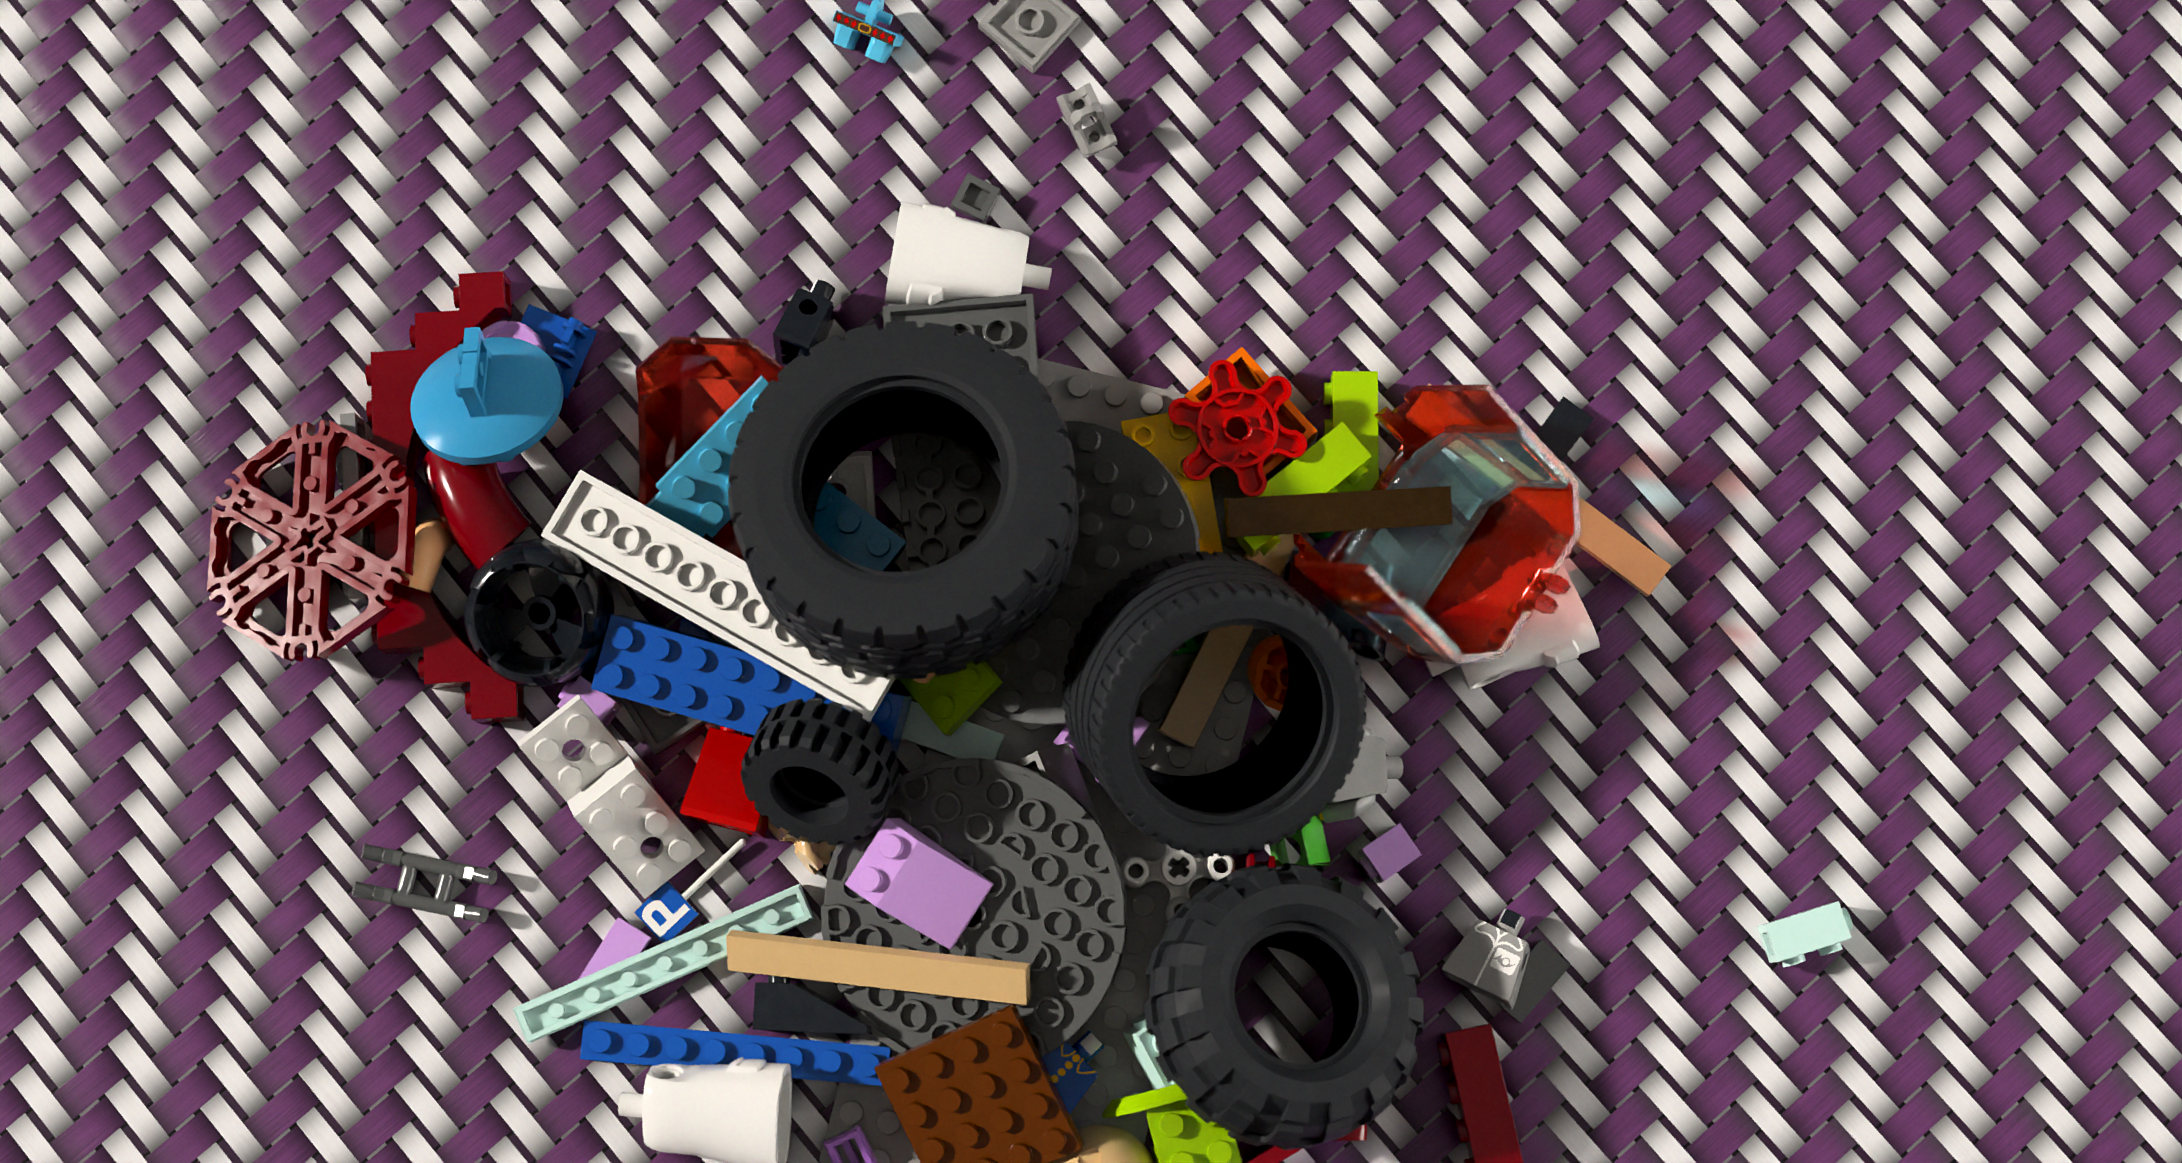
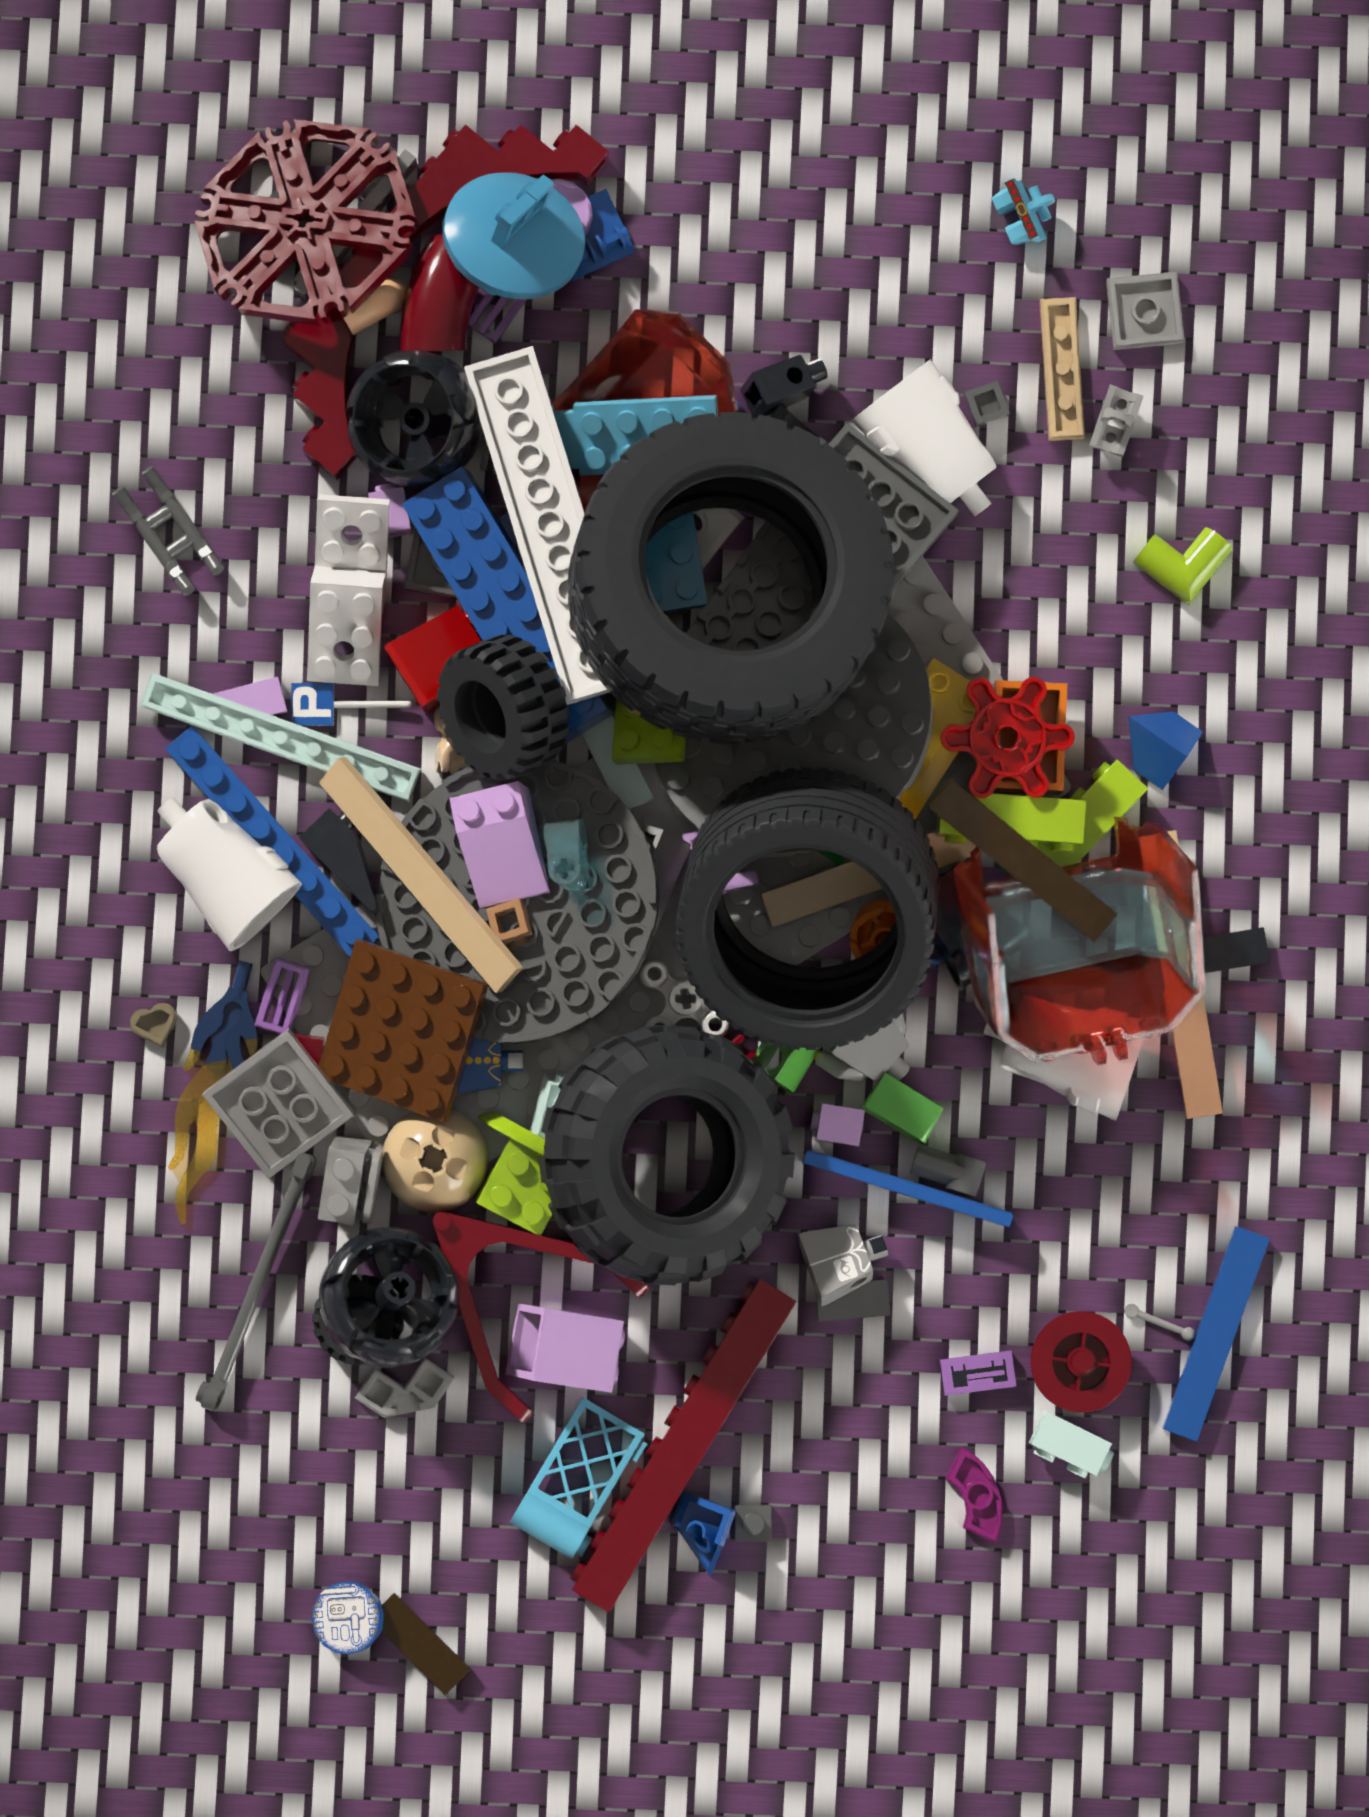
camera: 35 degrees right, 5 degrees up
(531, 497) = (481, 308): none -> medium lavender tile
(974, 836) = (567, 847): none -> clear light blue piece
(1001, 940) = (519, 934): none -> medium nougat brick
(1008, 122) = (1062, 369): none -> tan tile
(1246, 188) = (1184, 573): none -> lime brick
(1354, 332) = (1160, 745): none -> blue slope
(1426, 794) = (902, 1108): none -> bright green piece
(1489, 852) = (907, 1188): none -> blue tile
(1513, 804) = (955, 1171): none -> dark grey piece
(1680, 945) = (978, 1372): none -> medium lavender tile
(1749, 784) = (1133, 1311): none -> light grey hinge
(1752, 860) = (1081, 1361): none -> dark red wheel
(1772, 1039) = (979, 1493): none -> magenta tile
(1829, 741) = (1215, 1333): none -> blue tile

